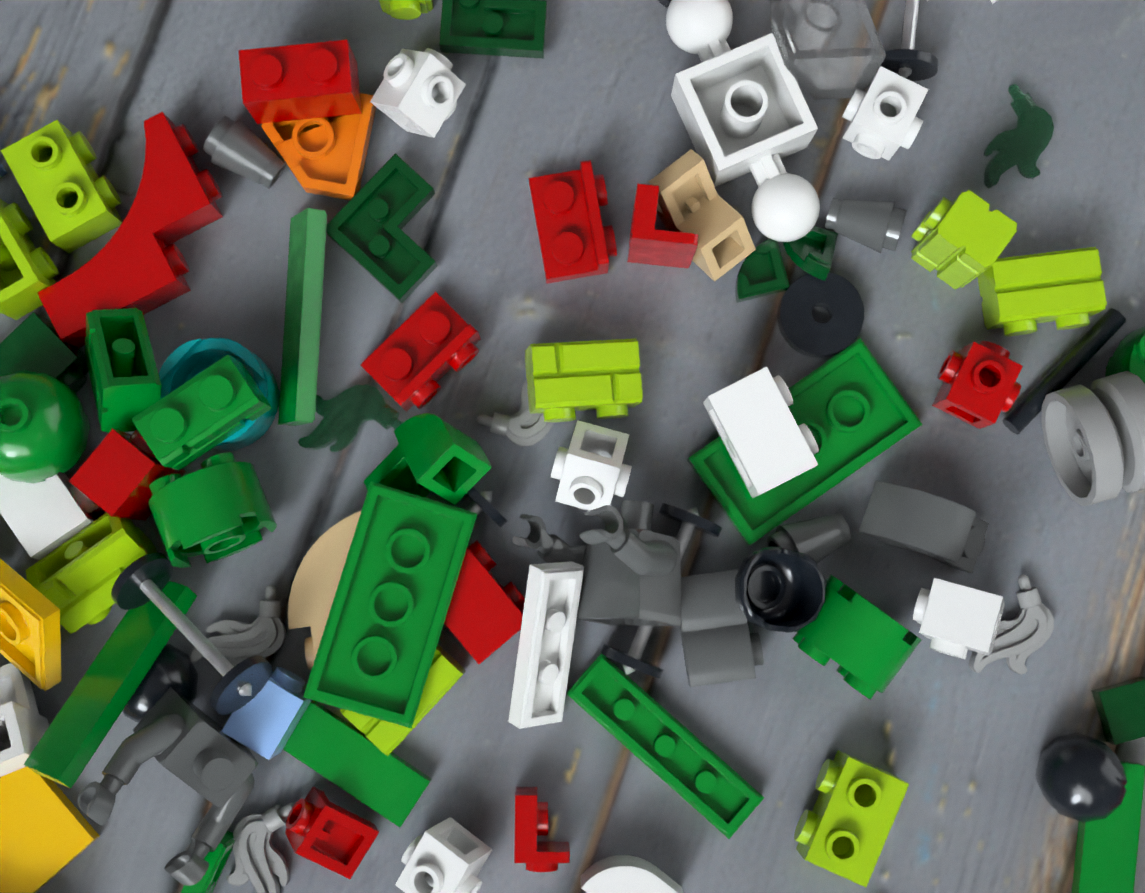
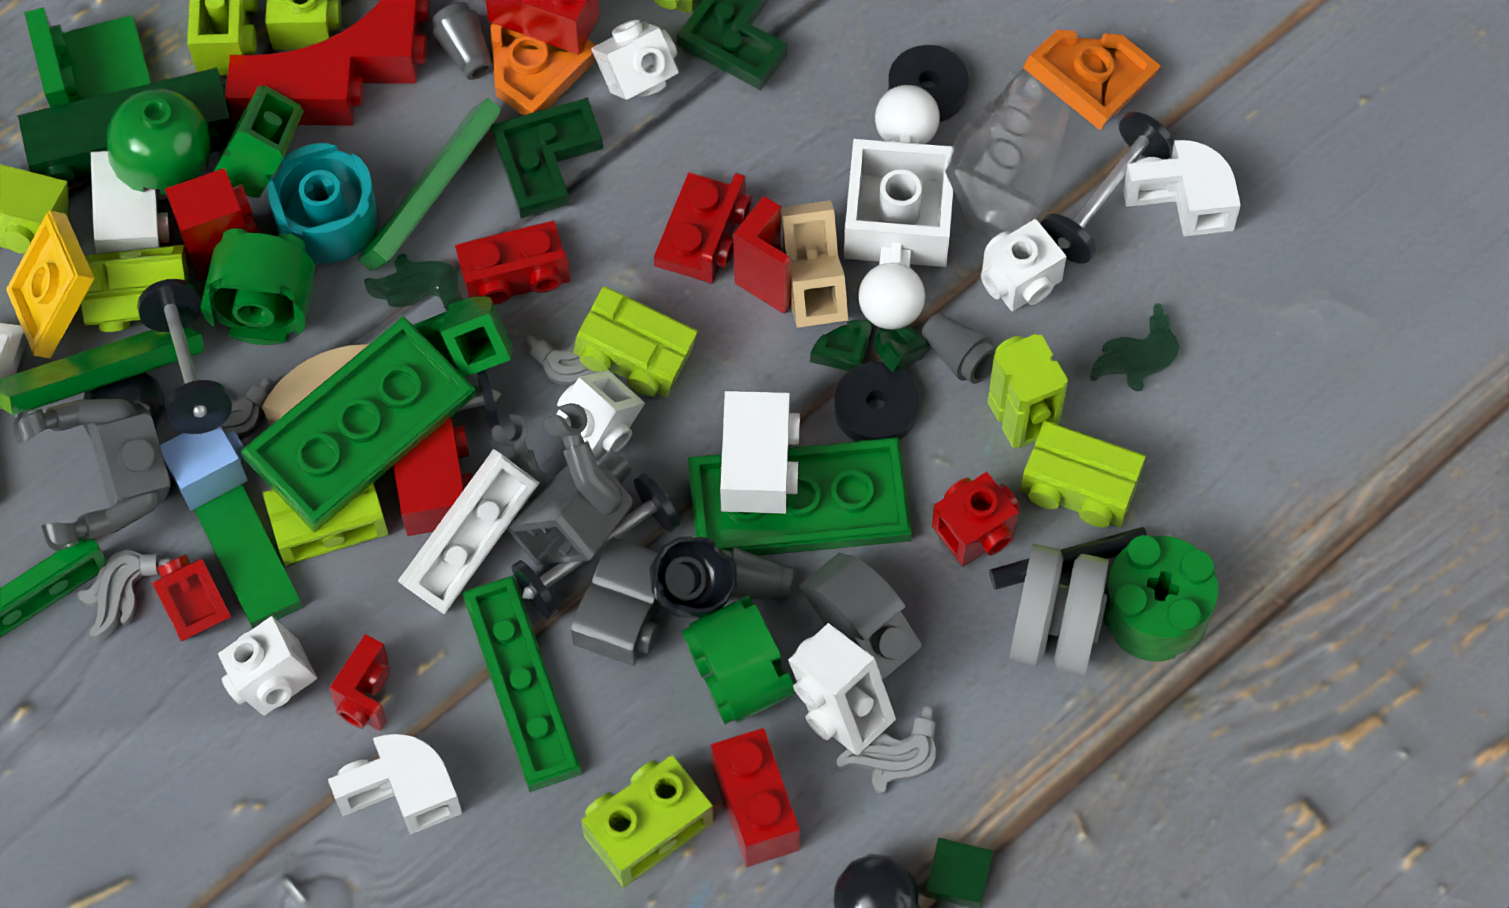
camera: 30 degrees right, 20 degrees down
(201, 413) = (302, 191): green brick -> none
(933, 747) = (755, 797): none -> red brick

